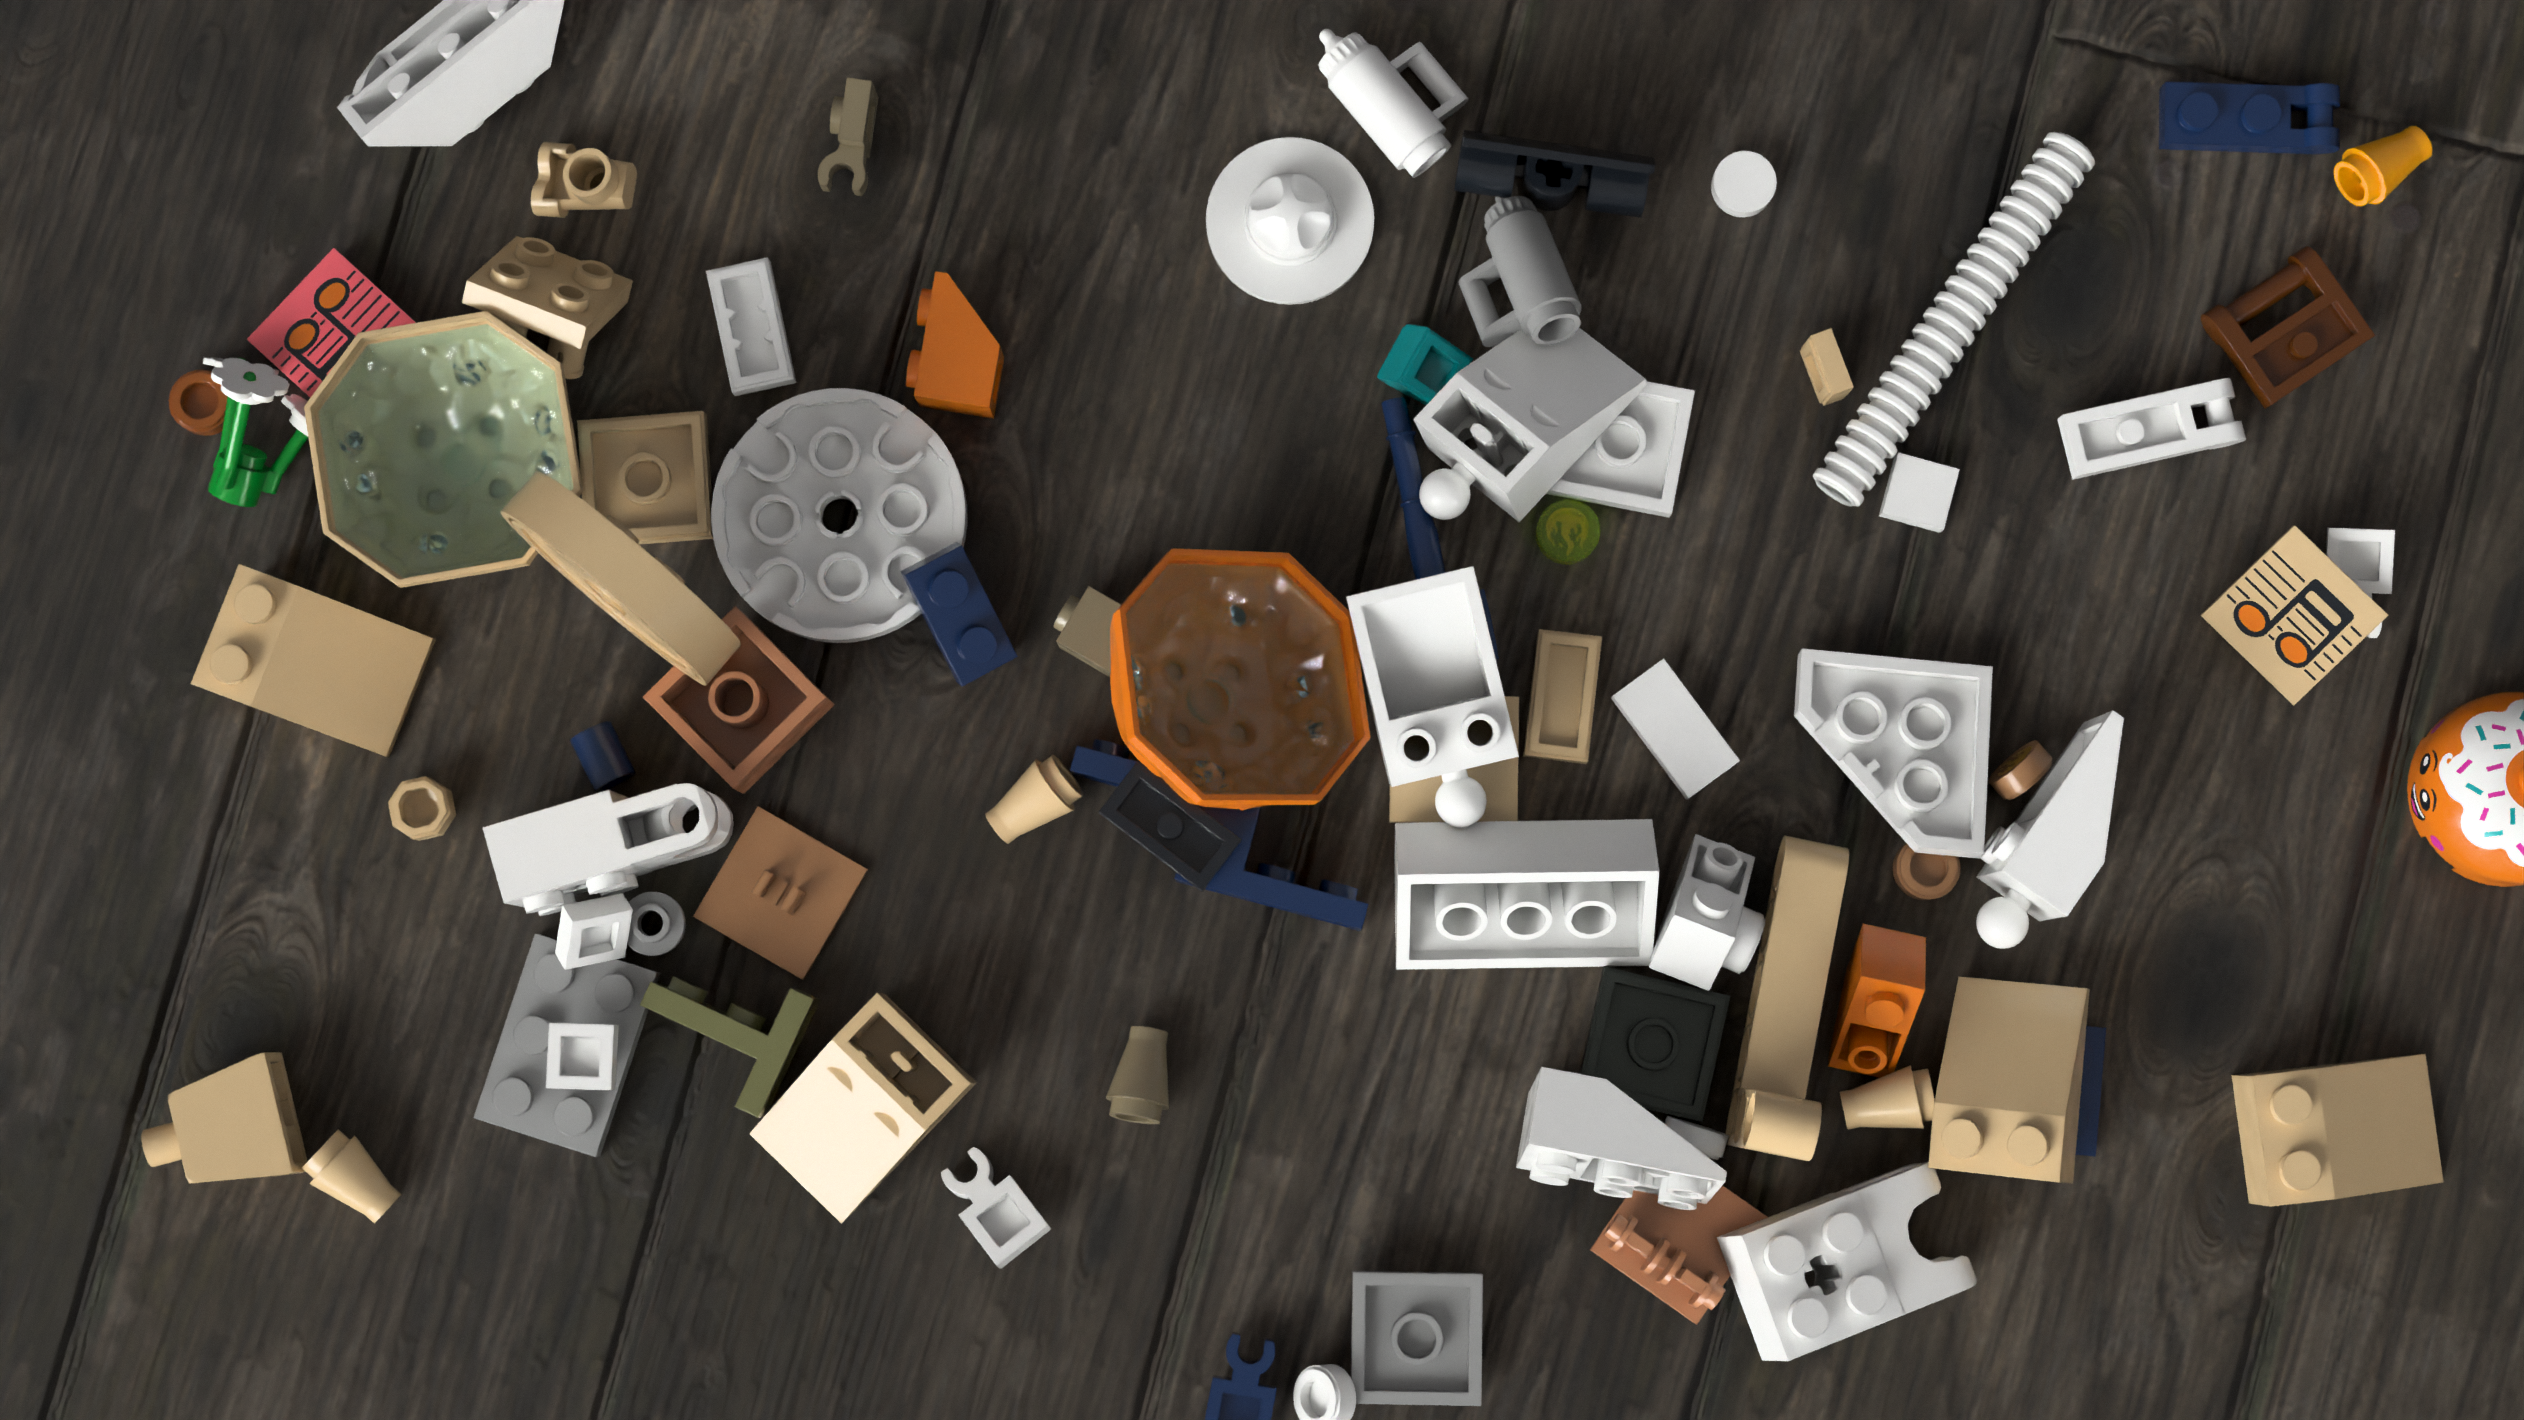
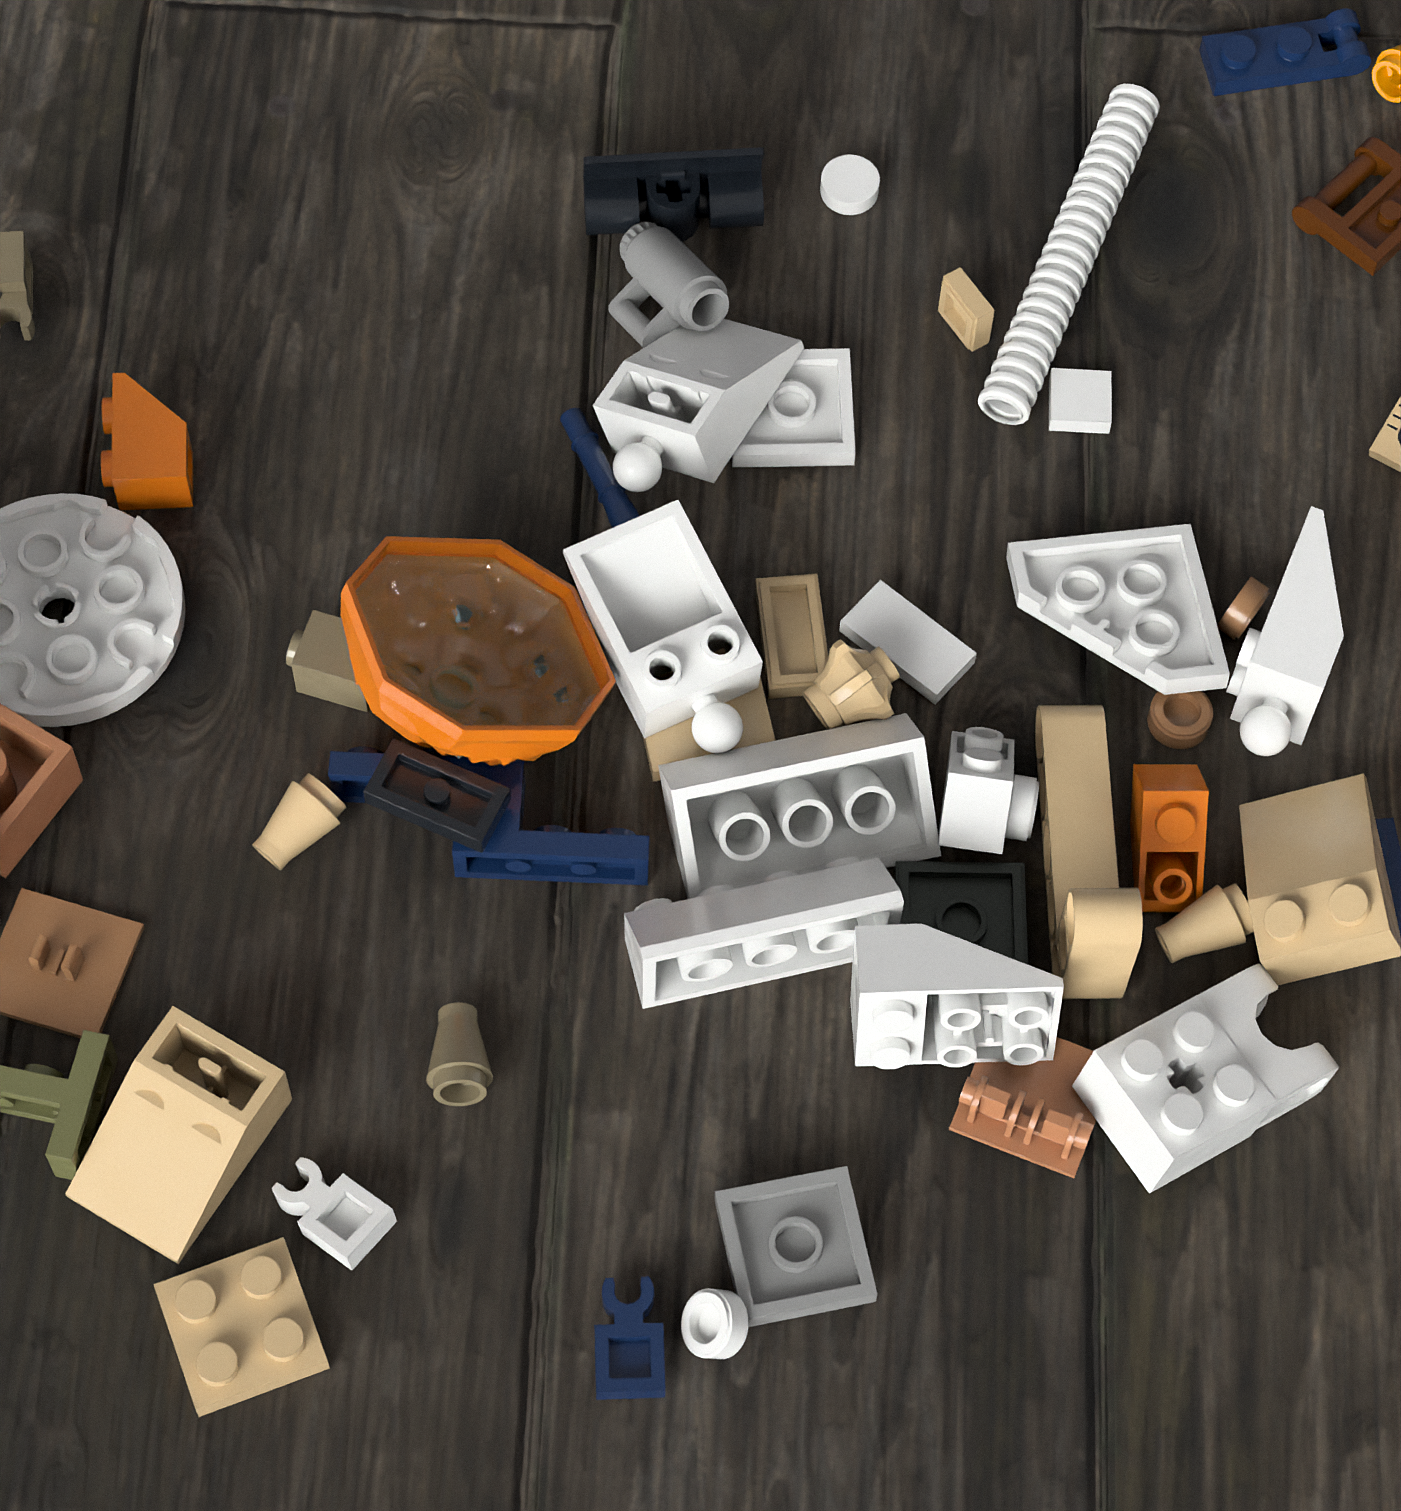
camera: 15 degrees left, 20 degrees down
(889, 1296) = (241, 1326): none -> tan plate
(959, 614) = (191, 667): dark blue plate -> none
(1290, 220) = (439, 292): white hat -> none
(1386, 103) = (508, 175): white piece -> none
(1421, 363) = (584, 378): teal slope -> none
(1458, 1015) = (756, 930): none -> white slope
(1567, 531) = (762, 495): clear neon green tile -> none
(1605, 780) = (852, 687): none -> tan rock
(2149, 428) = (1274, 306): white plate -> none

